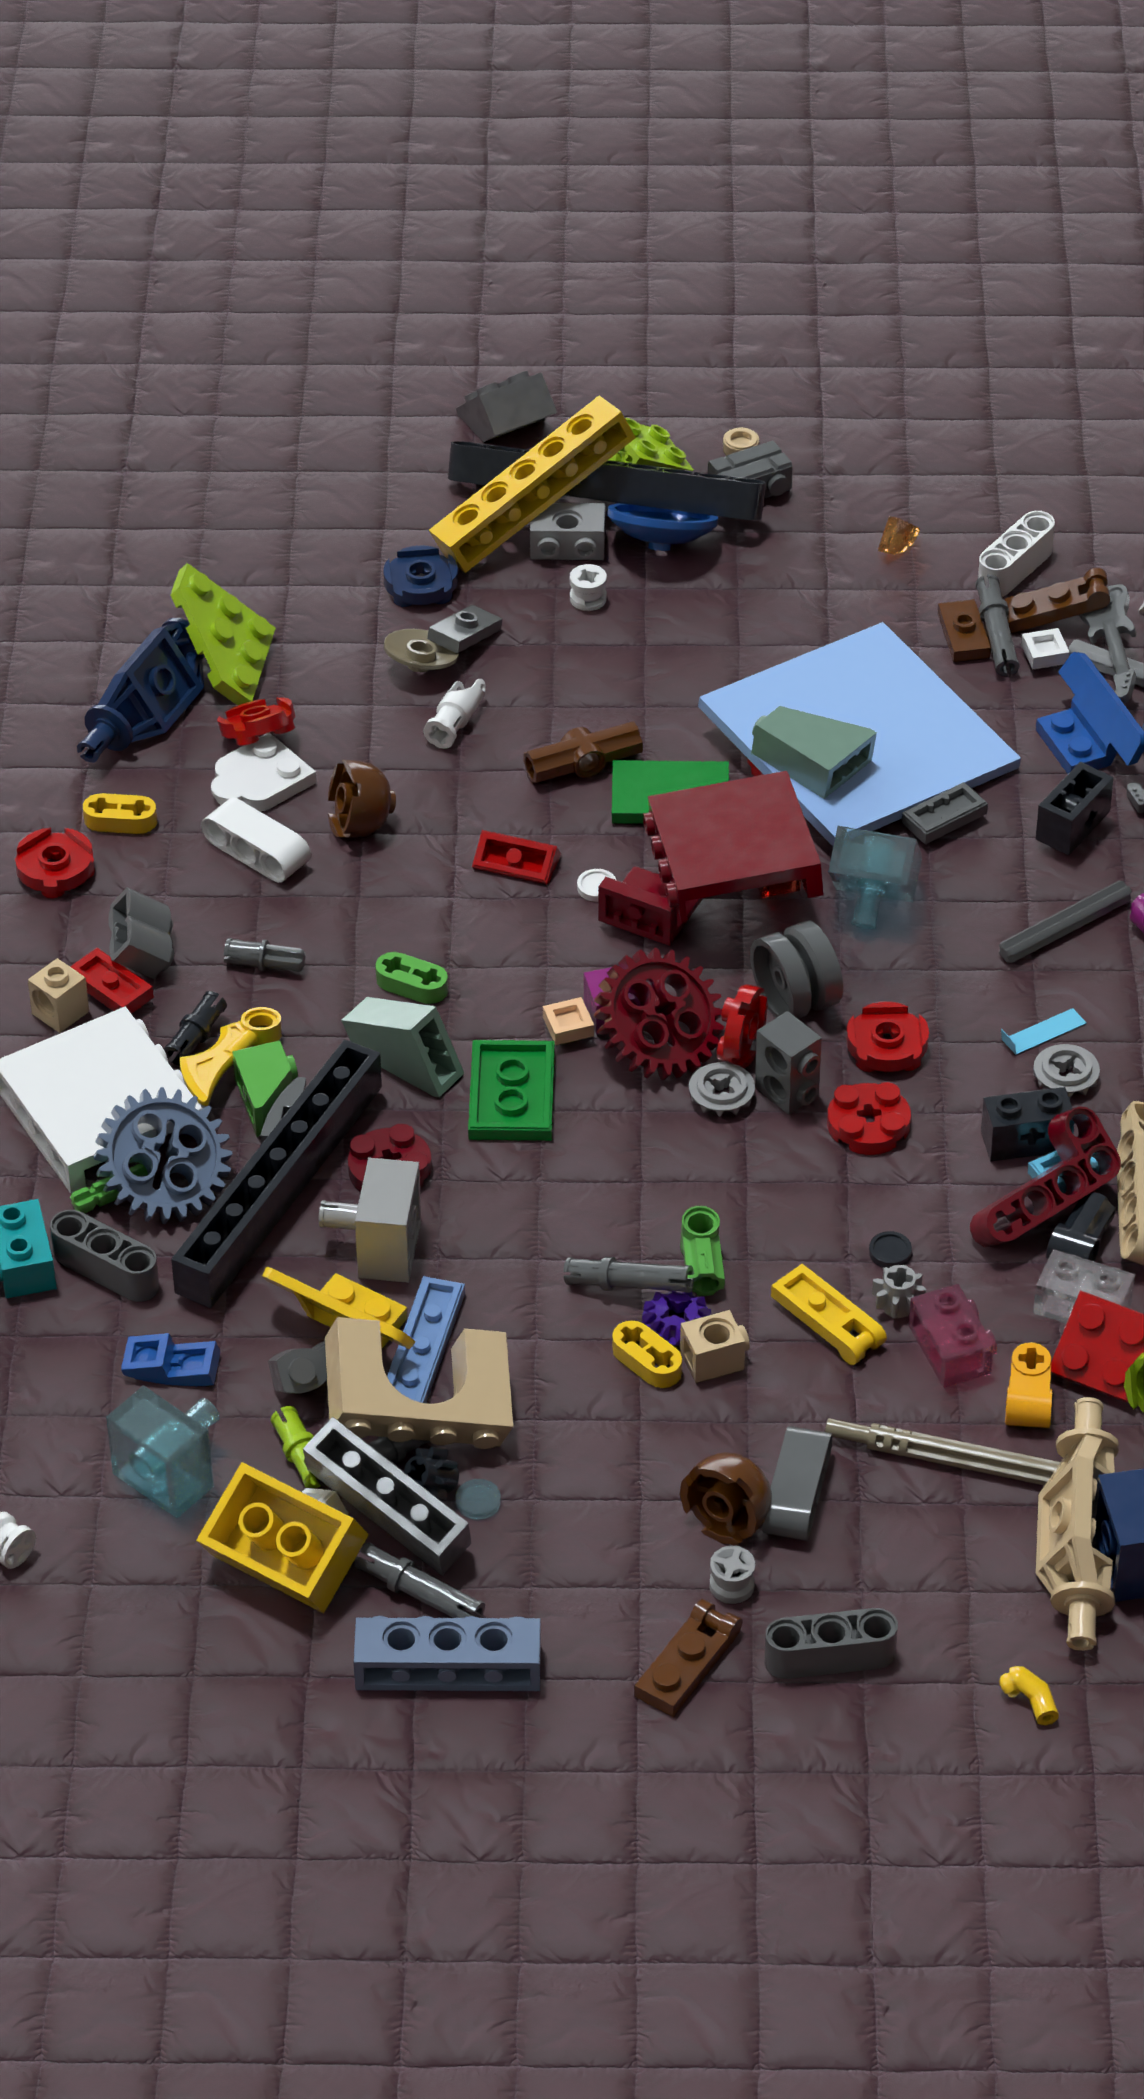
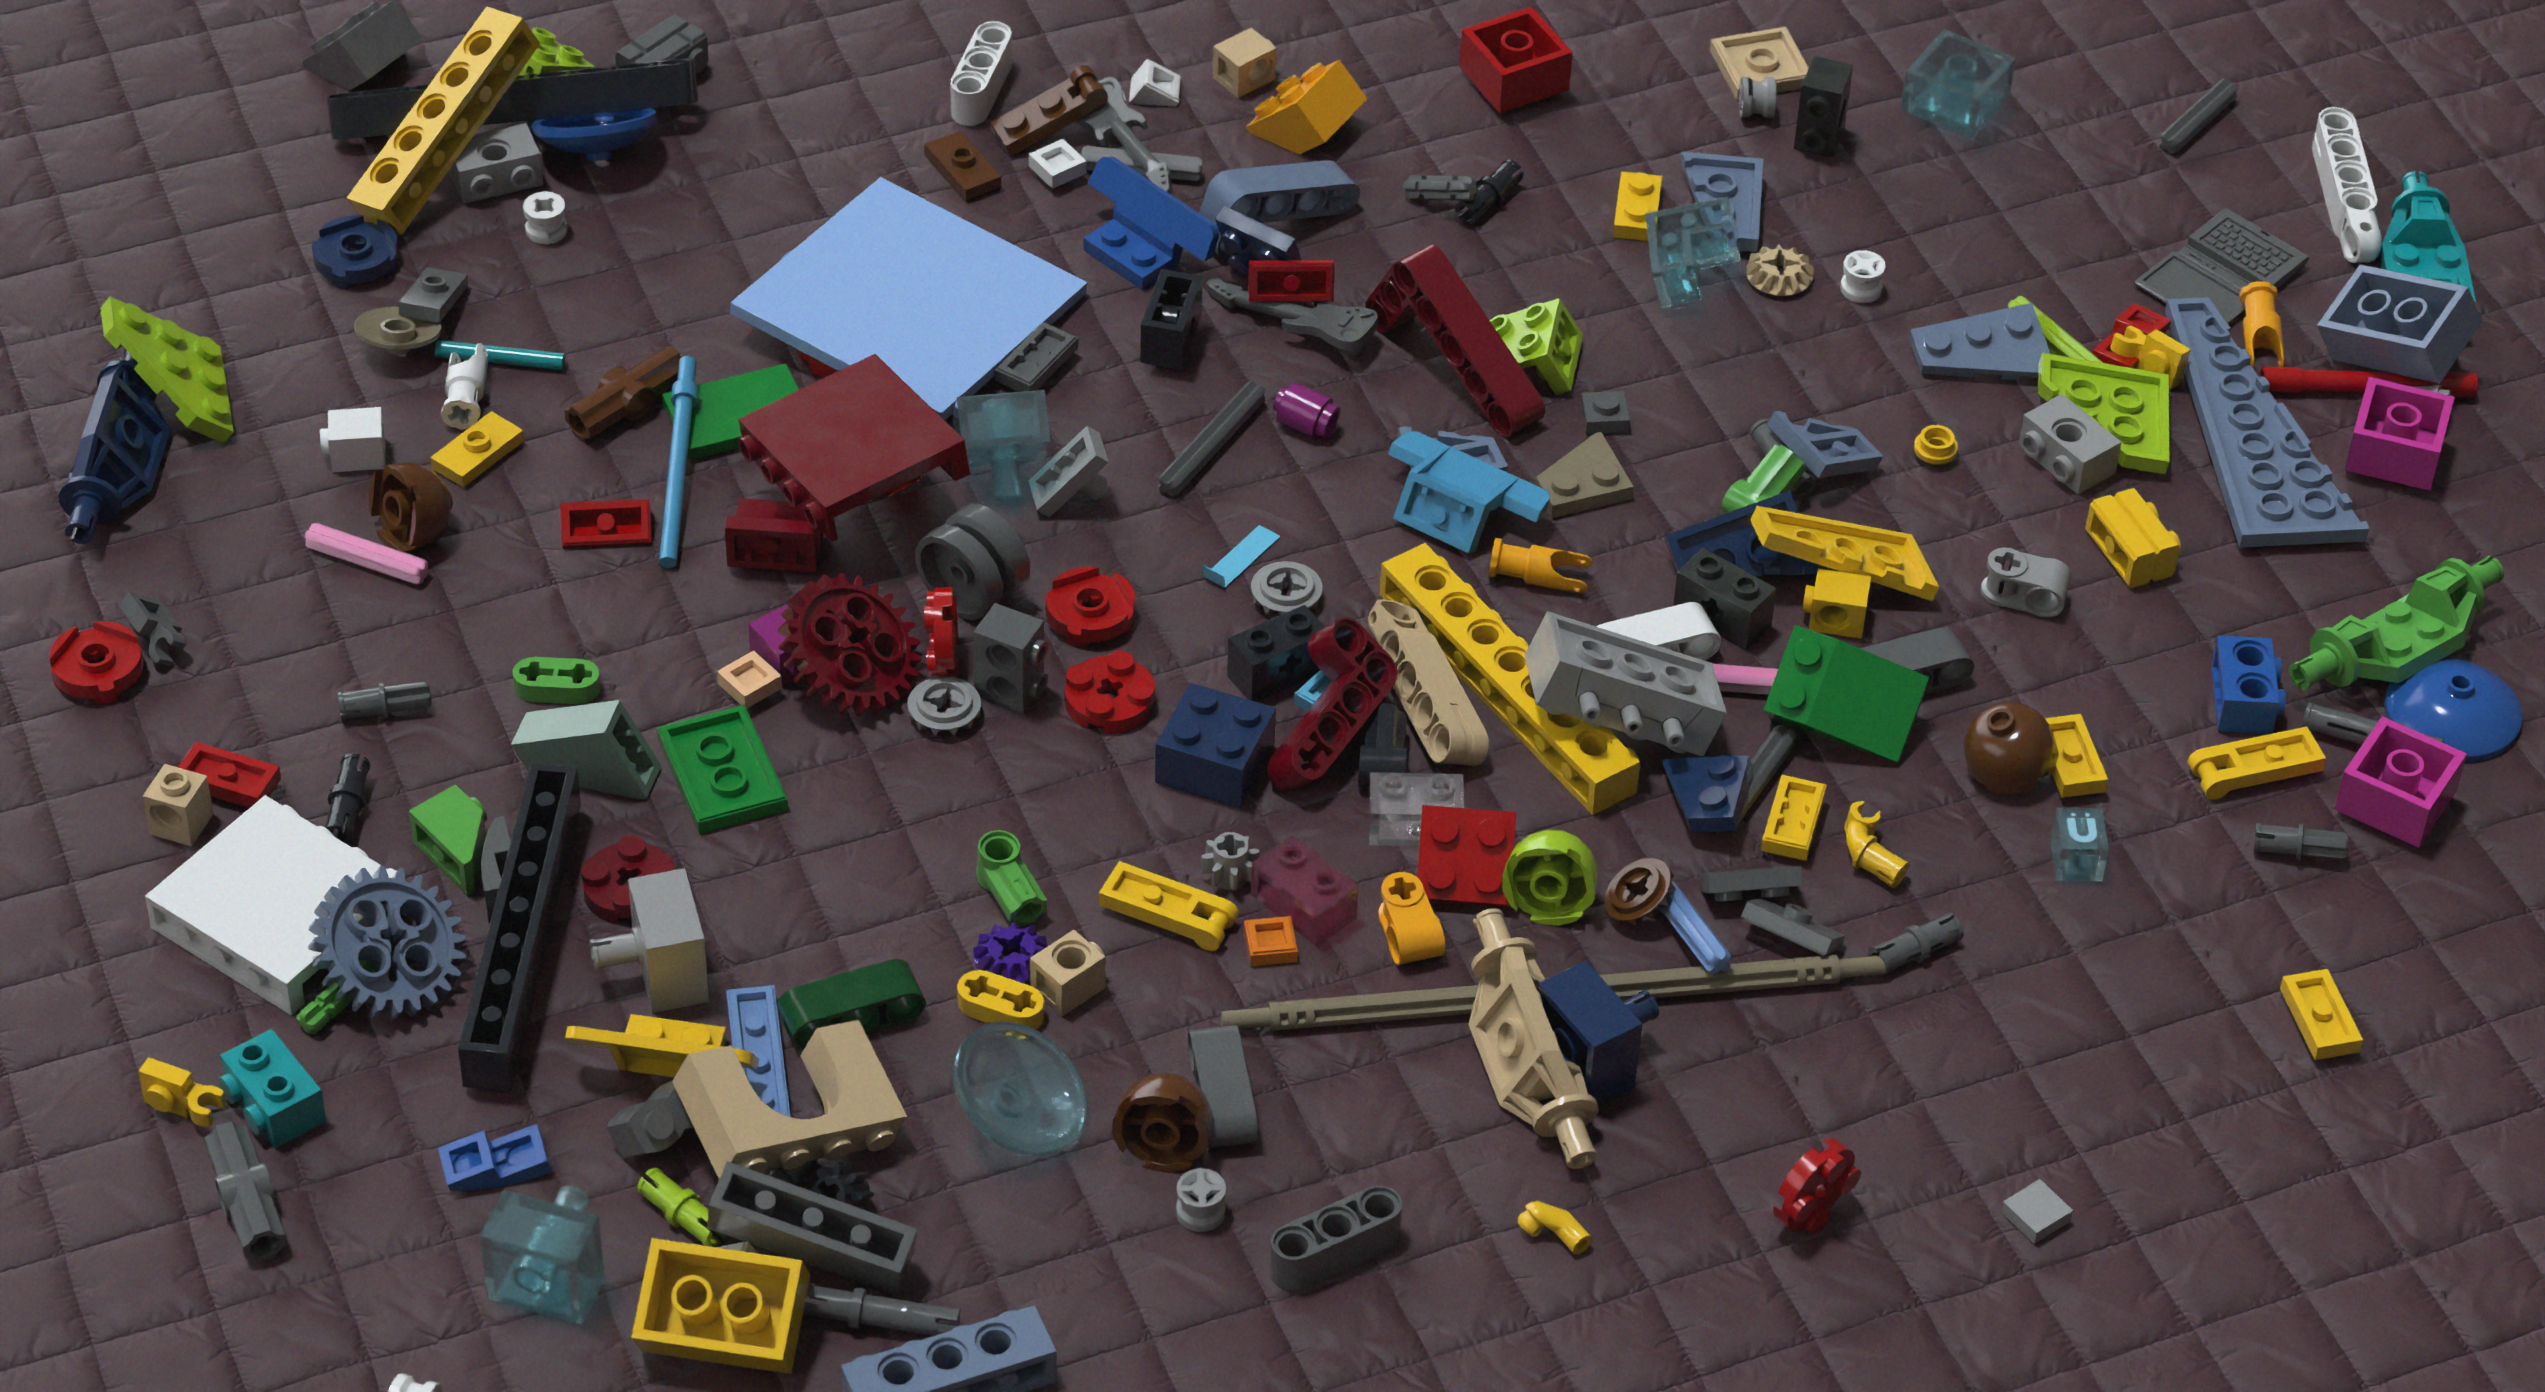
camera: 25 degrees left, 0 degrees up
(104, 1255) = (371, 1068): dark grey beam -> none
(113, 840) = (153, 622): none -> dark grey plate
(120, 813) = (145, 582): yellow beam -> none
(140, 933) = (238, 712): dark grey brick -> none
(206, 1068) = (386, 834): yellow piece -> none
(256, 718) = (248, 452): red plate -> none
(256, 840) = (314, 579): white beam -> none
(261, 774) = (280, 508): white plate -> none
(310, 830) = (366, 553): none -> bright pink axle
(343, 732) = (354, 439): none -> white brick
(441, 767) = (477, 449): none -> yellow plate
(478, 1499) = (897, 1202): clear light blue piece -> none
(502, 695) = (504, 355): none -> teal piece
(526, 1316) = (874, 995): none -> dark green beam
(589, 881) = (705, 529): white piece -> none
(610, 1274) = (945, 925): dark grey pin -> none
(626, 769) = (684, 398): none -> dark azure bar
(634, 1421) = (1019, 1088): none -> clear light blue dish
(687, 1658) = (1194, 1300): reddish brown plate -> none
(739, 439) = (630, 25): tan tile -> none
(812, 748) = (878, 322): sand green slope -> none
(890, 1249) = (1195, 822): black piece -> none
(897, 536) = (848, 84): clear orange tile -> none
(904, 1371) = (1270, 941): none -> orange tile
(922, 917) = (1071, 471): none -> light grey tile
(933, 1187) = (1215, 745): none -> dark blue brick
(994, 613) = (989, 138): dark grey pin -> none

